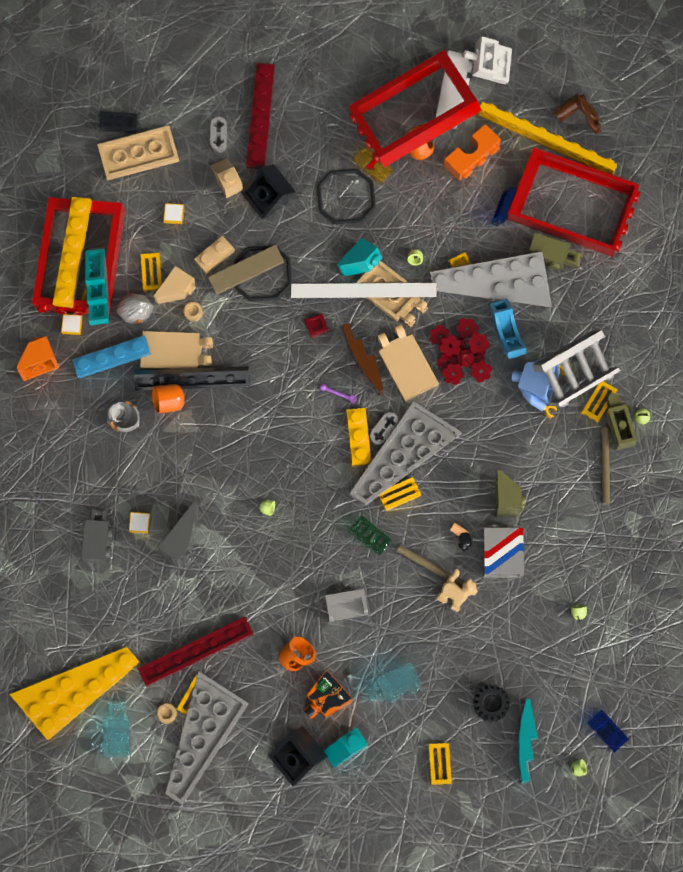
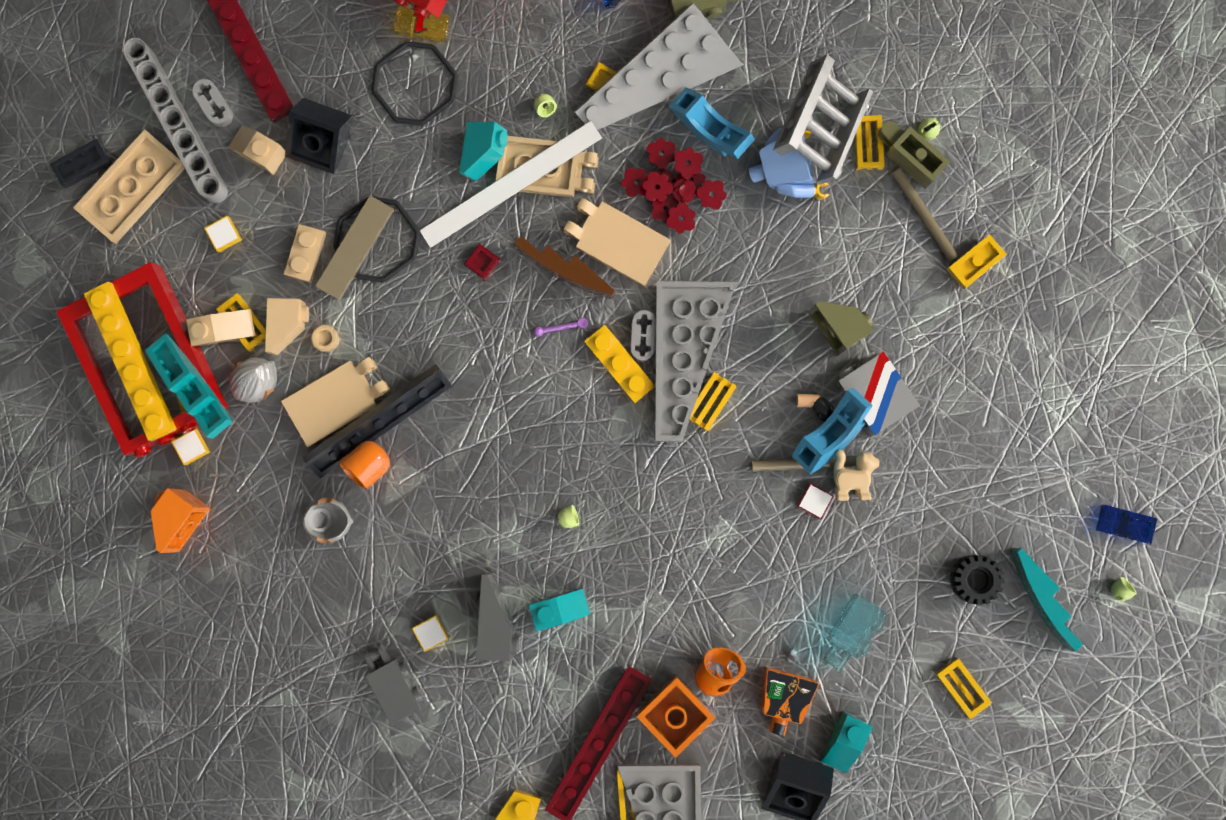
camera: 30 degrees left, 10 degrees up
(111, 357) = (264, 456): dark azure plate -> none
(136, 266) = (220, 327): none -> slope
(190, 123) = (166, 112): none -> light grey beam
(225, 557) = (559, 609): none -> teal slope
(253, 662) = (675, 715): none -> orange brick
(346, 605) = (737, 573): light grey panel -> none
(374, 530) = (686, 469): clear green slope -> none
(423, 593) = (815, 501): none -> white tile
(465, 558) = (834, 434): none -> dark azure arch
(579, 611) = (1005, 406): yellowish green hinge -> none
(618, 513) = (976, 262): none -> yellow plate

